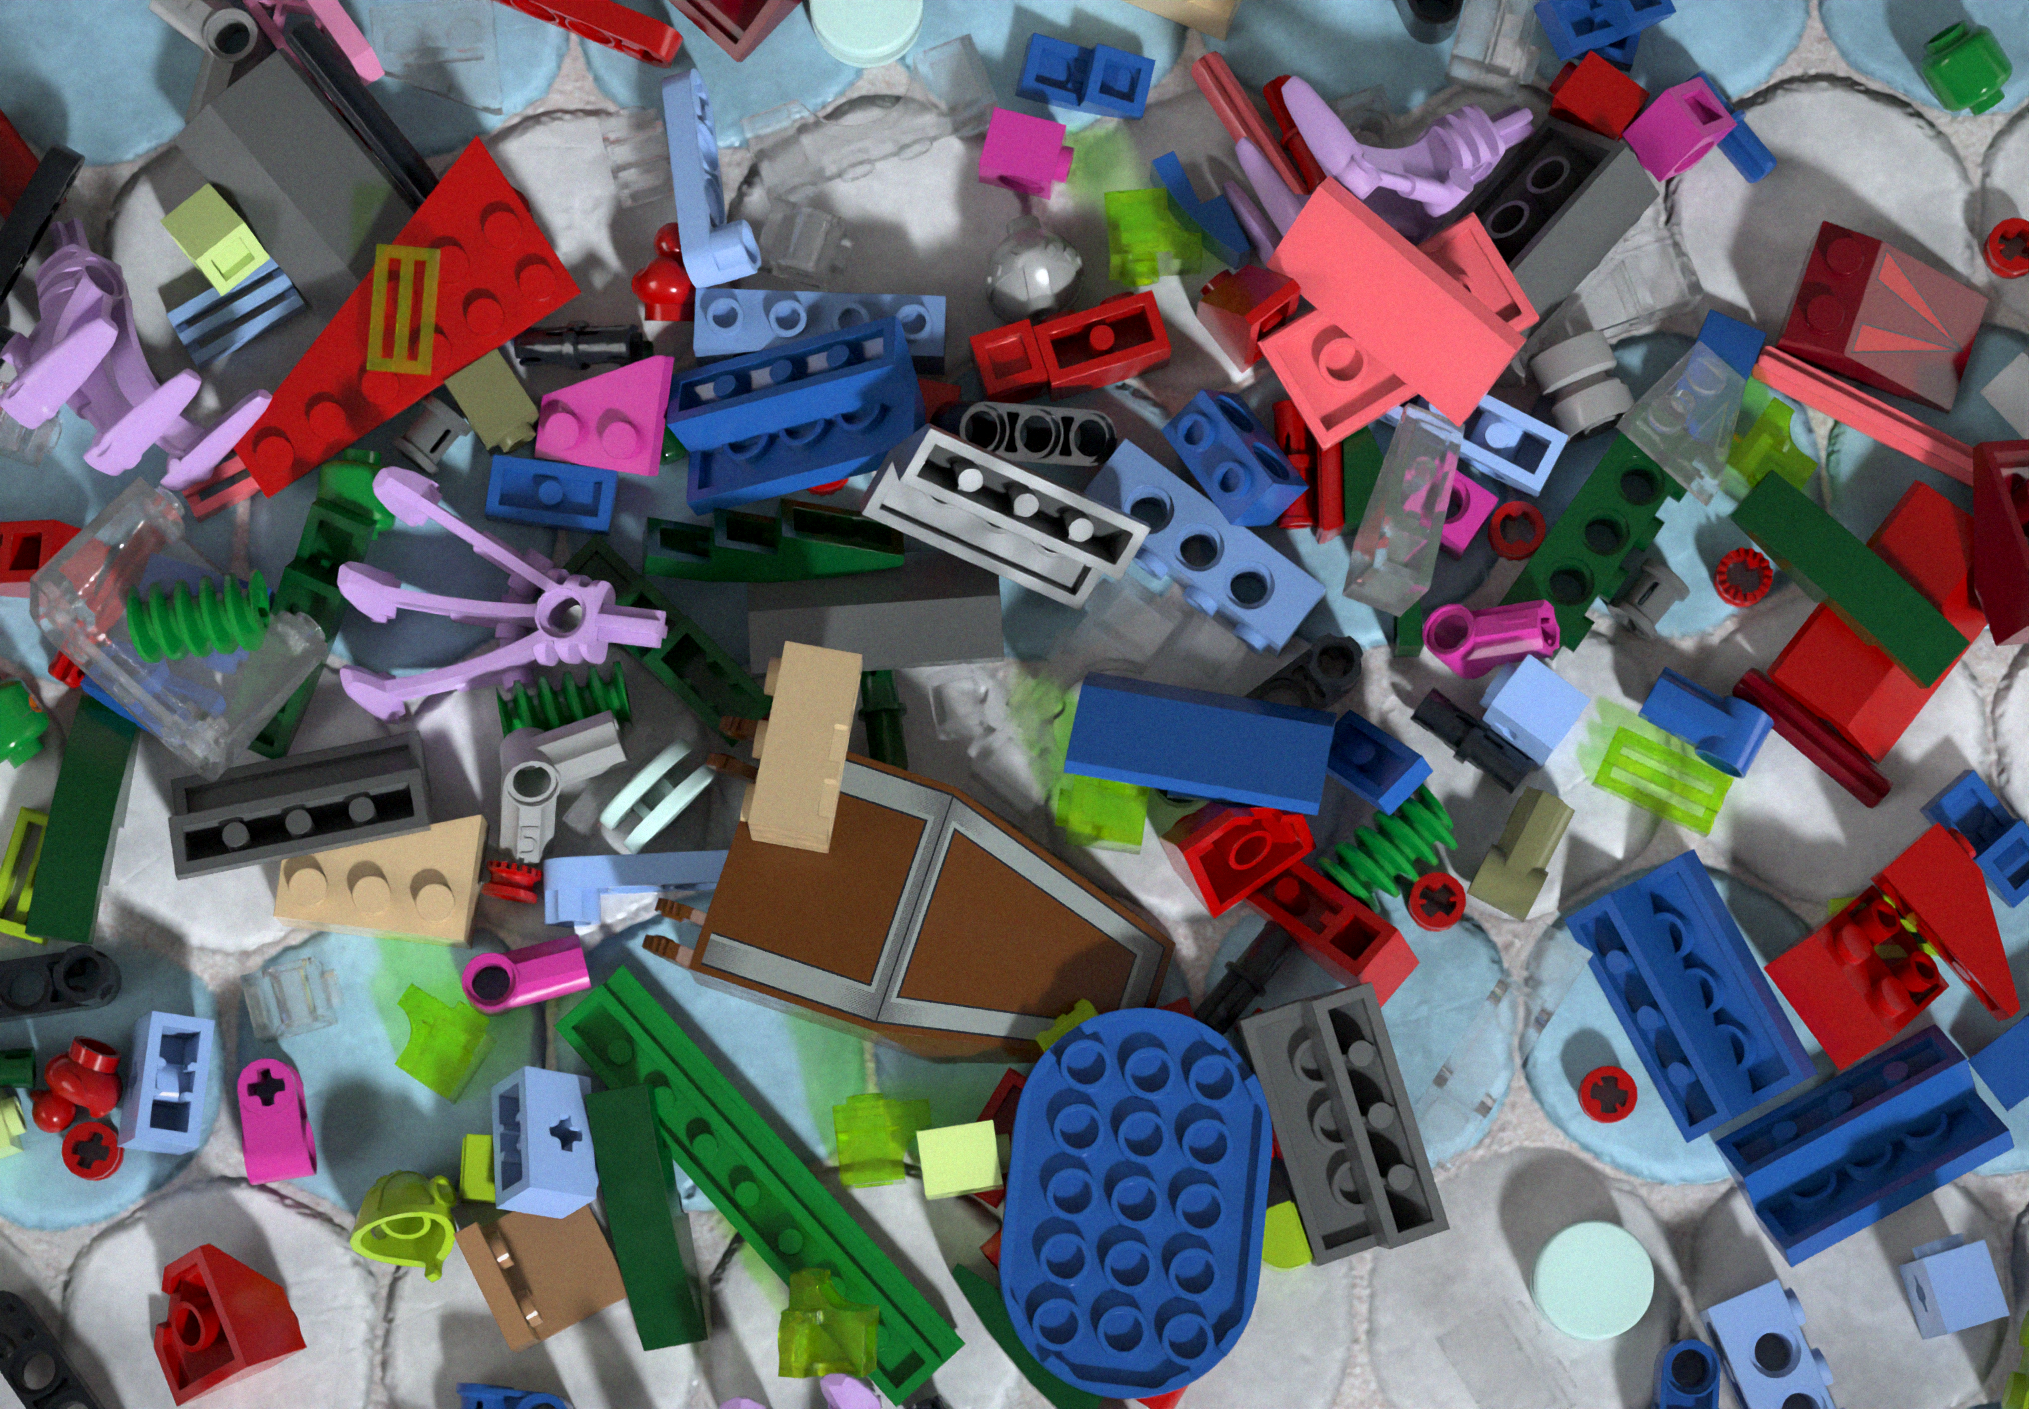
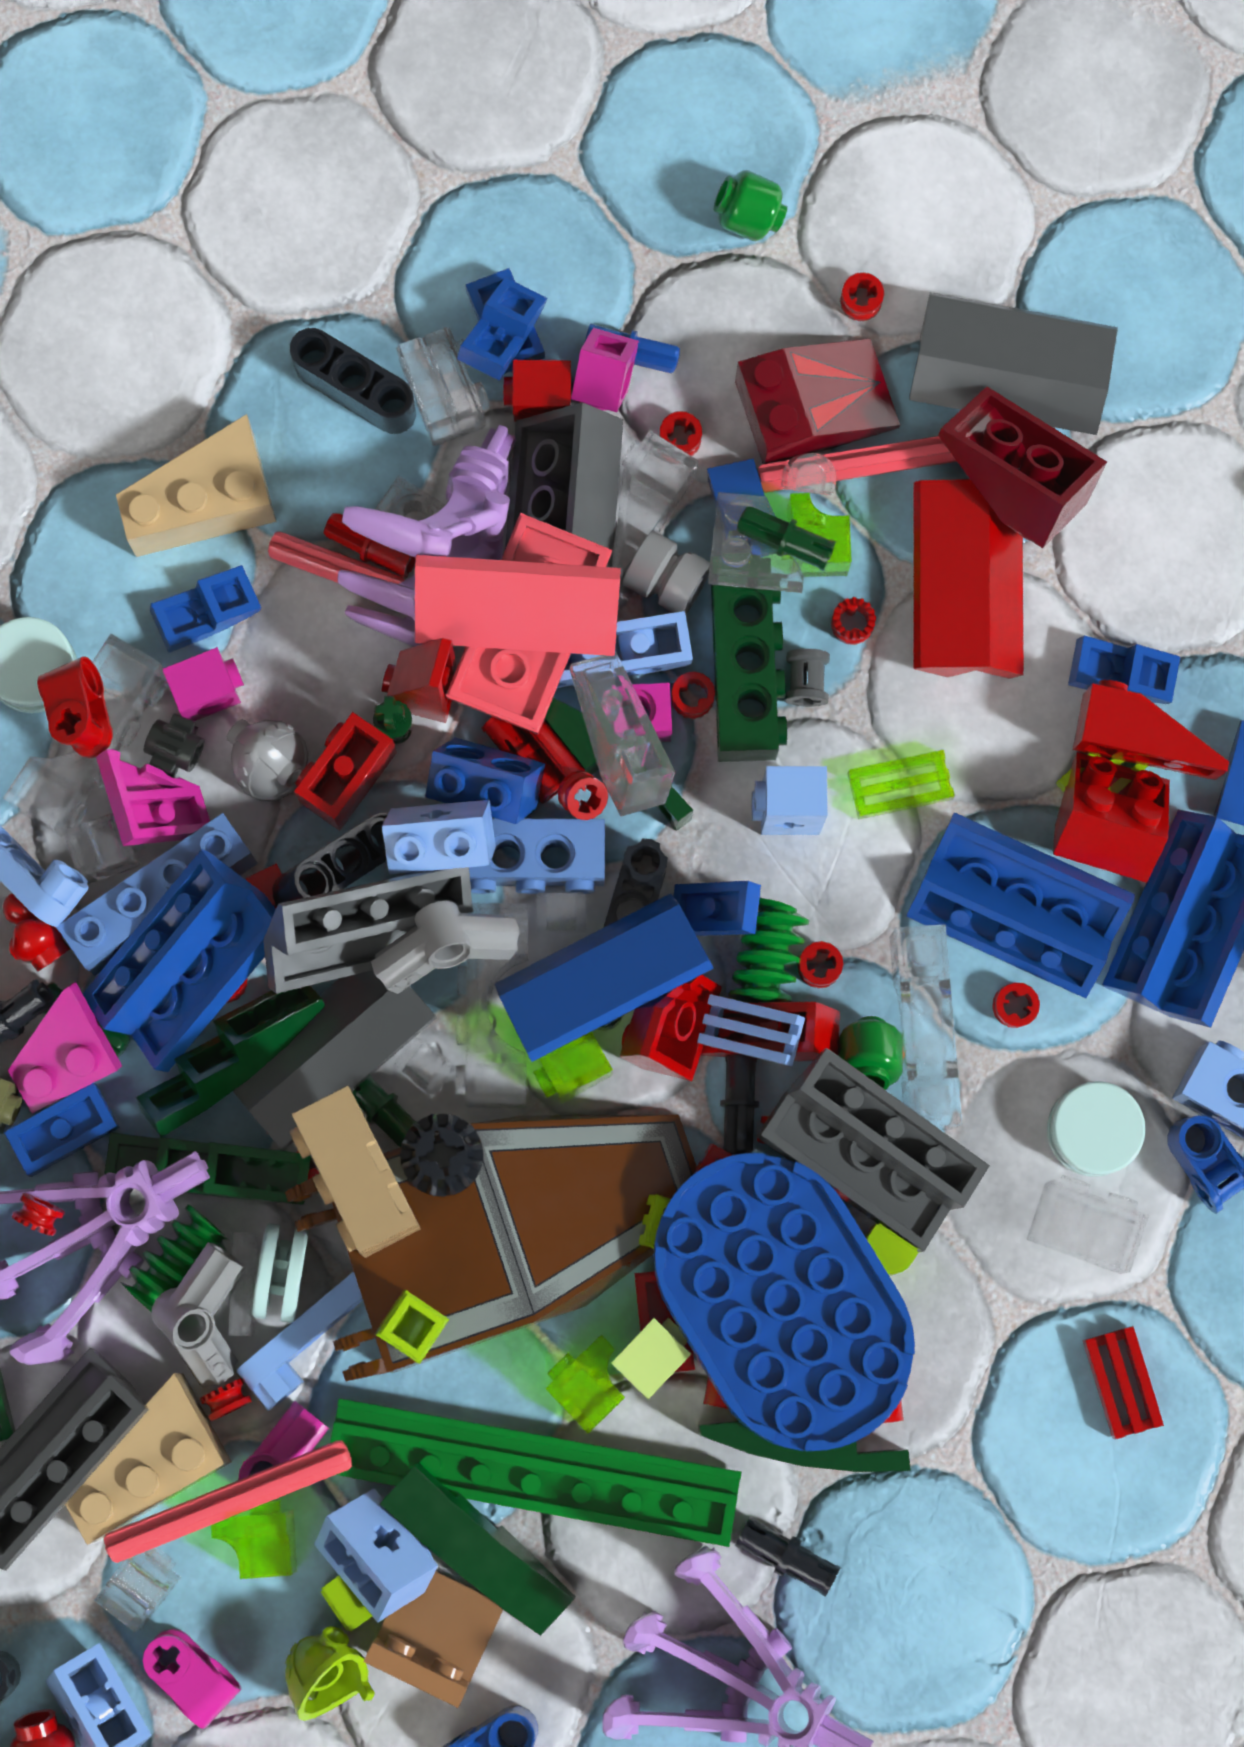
camera: 40 degrees left, 0 degrees up
(440, 978) = (227, 1501): none -> coral axle
(467, 556) = (39, 1213): none -> red bush
(746, 939) = (412, 1326): none -> lime brick
(824, 1330) = (650, 1535): clear neon green brick -> none
(880, 82) = (77, 707): none -> red piece
(881, 232) = (149, 802): none -> dark pink wing
(916, 822) = (427, 1175): none -> black gear
(949, 193) = (174, 745): none -> pearl dark grey gear
(1009, 364) = (296, 826): red brick -> none
(1068, 586) = (443, 941): none -> light grey piece
(1142, 479) = (439, 837): none -> light blue brick
(1145, 239) = (322, 683): clear neon green brick -> none
(1188, 329) = (393, 719): none -> dark green axle
(1212, 219) = (355, 644): blue slope -> none
(1284, 877) = (715, 1021): none -> light blue tile
(1318, 566) = (582, 809): none -> red bush
(1422, 1026) = (873, 1049): none -> green head
(1472, 740) = (766, 847): black pin -> none
(1491, 635) = (733, 771): dark pink piece -> none
(1516, 866) = (852, 908): olive piece -> none
(1721, 730) = (912, 725): blue piece -> none
(1729, 248) = (690, 422): none -> red bush
(1730, 436) = (786, 537): none -> dark green axle
(1809, 391) = (809, 474): none -> clear brick
(1814, 739) = (971, 689): dark red axle -> none
(1848, 578) = (925, 573): dark green slope -> none

